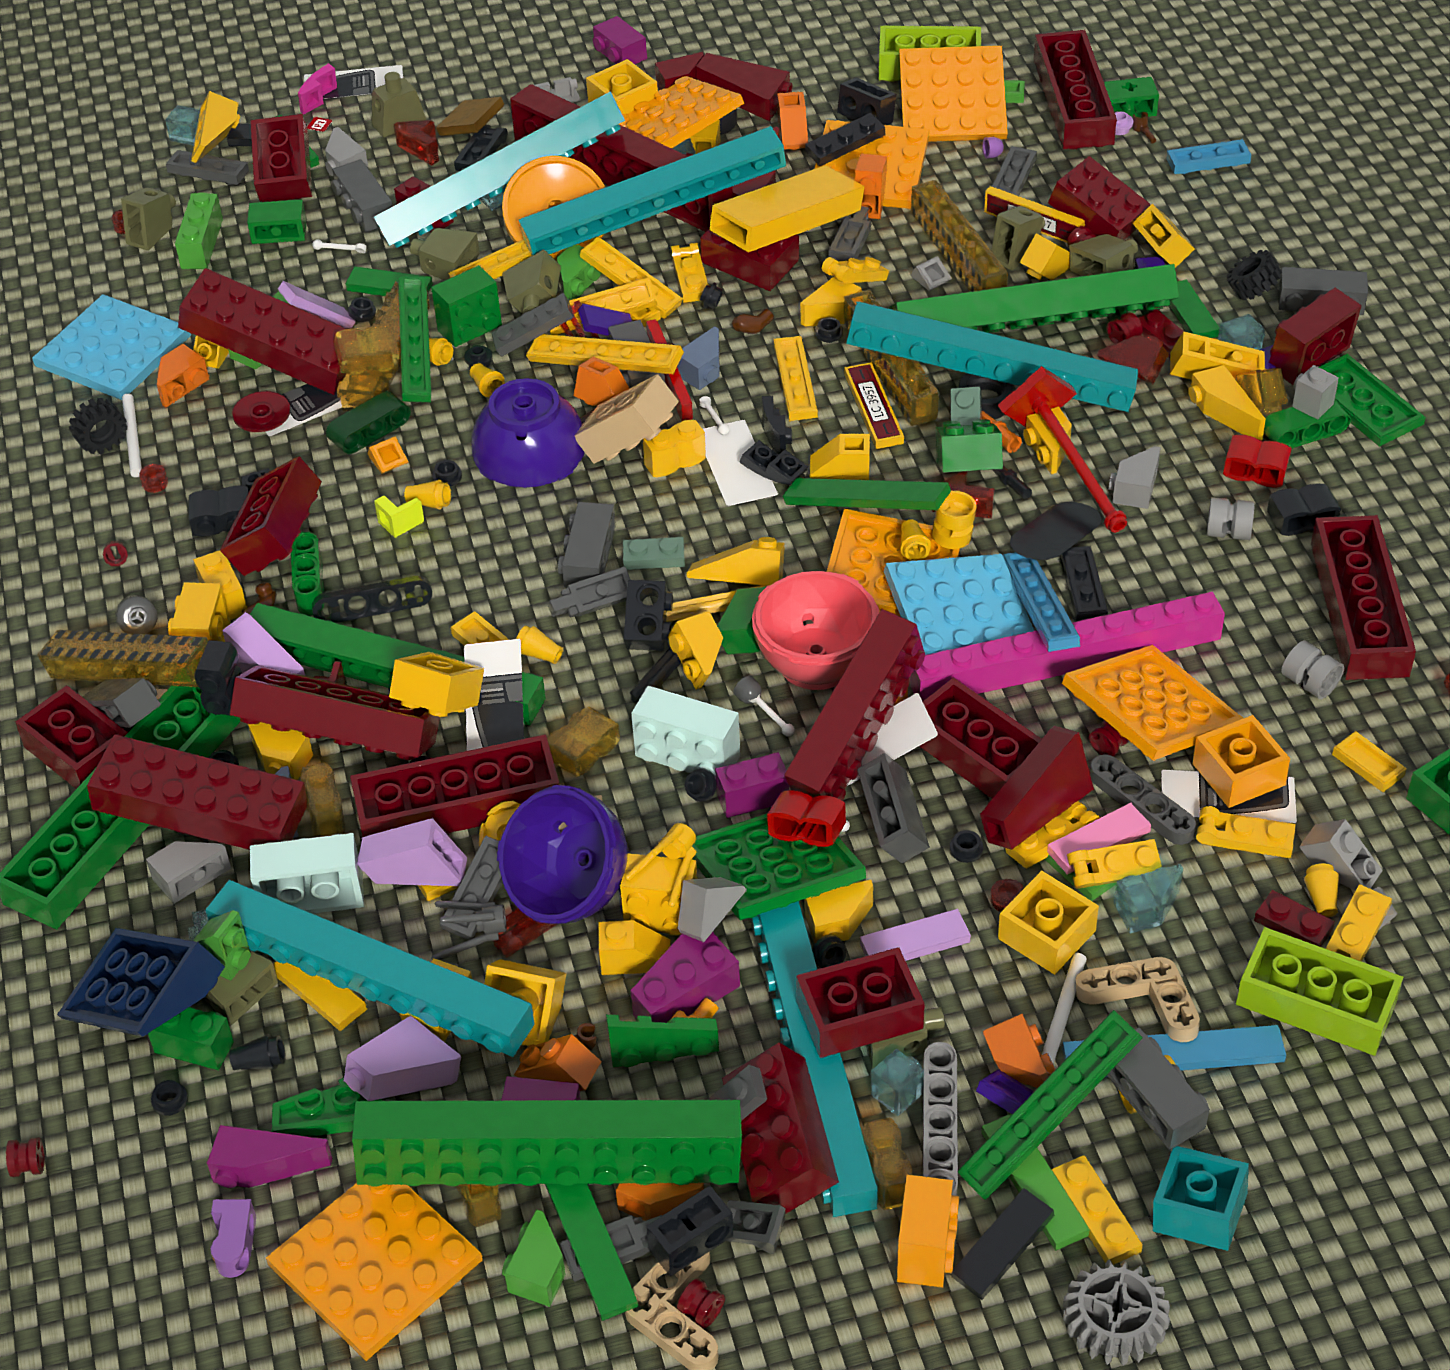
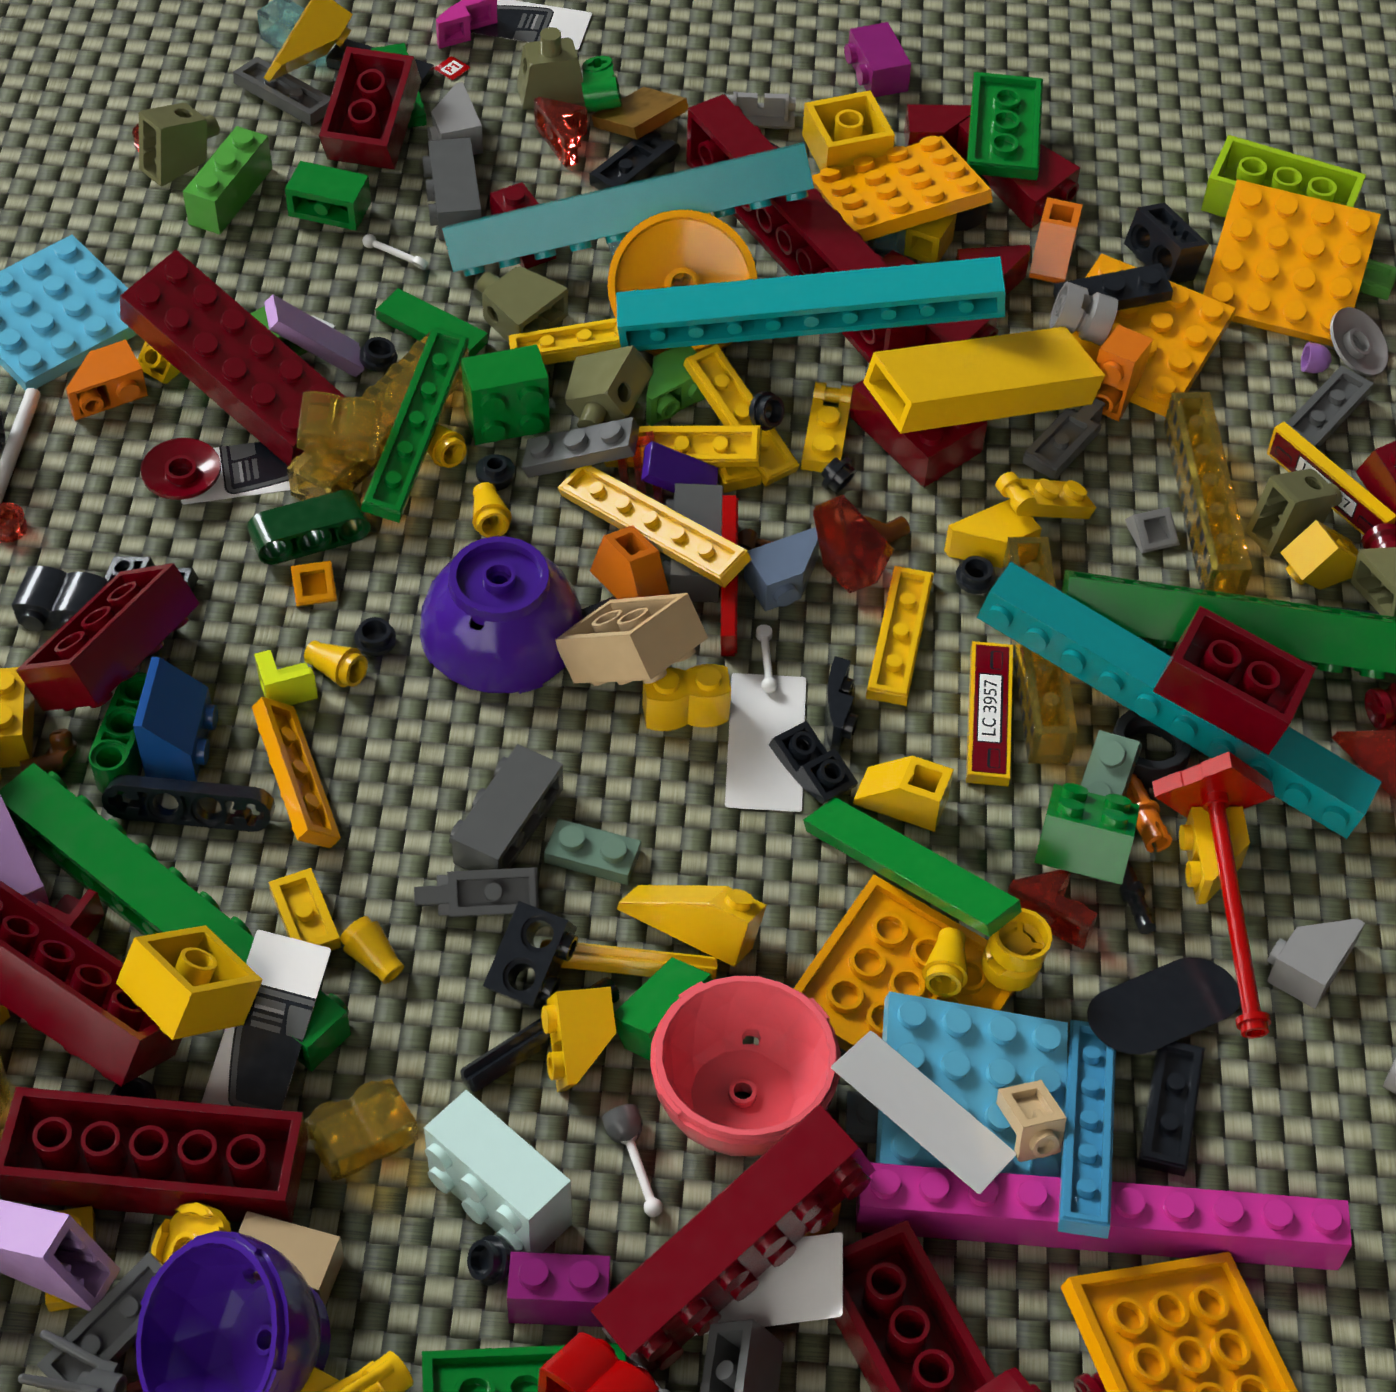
camera: 15 degrees right, 5 degrees up
(341, 553) = (173, 723): none -> blue slope
(430, 559) = (295, 773): none -> light orange plate
(436, 104) = (600, 84): none -> green piece
(649, 267) = (766, 410): none -> black plate
(728, 57) = (1005, 125): none -> green tile
(740, 330) = (850, 544): none -> clear red slope
(834, 154) = (1084, 313): none -> light grey wheel
(938, 616) = (924, 1111): none -> white sticker
(1008, 603) = (1034, 1119): none -> tan bracket
(1016, 129) = (1359, 341): none -> light grey dish
(1026, 329) = (1234, 680): none -> dark red brick

